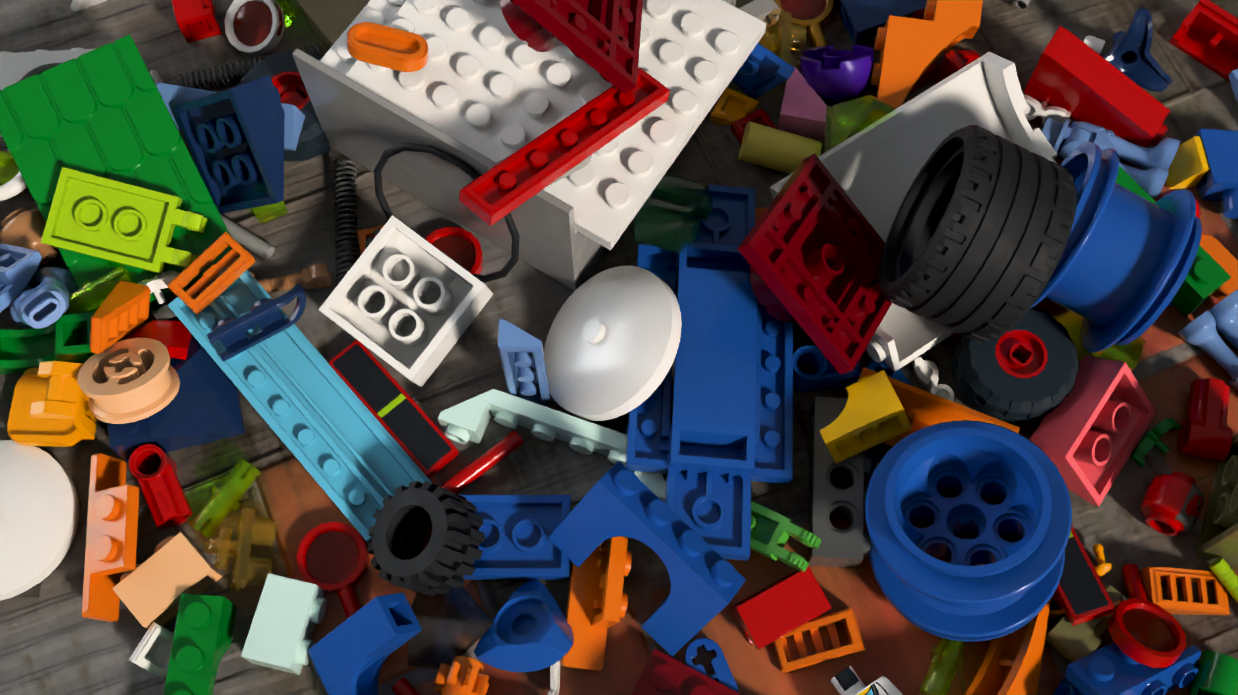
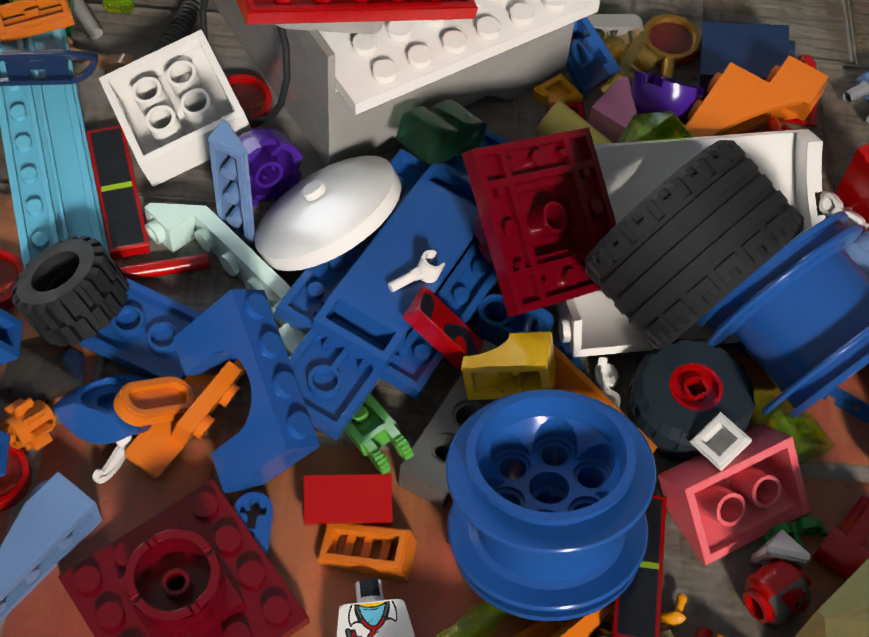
camera: 20 degrees right, 10 degrees down
(522, 306) = (272, 163): none -> dark purple cylinder
(567, 607) = (153, 400): none -> orange tile
(736, 366) = (423, 272): none -> white hand
(783, 410) = (442, 328): none -> red slope
(1072, 398) = (720, 441): none -> white slope
(1157, 463) = (781, 547): none -> white slope

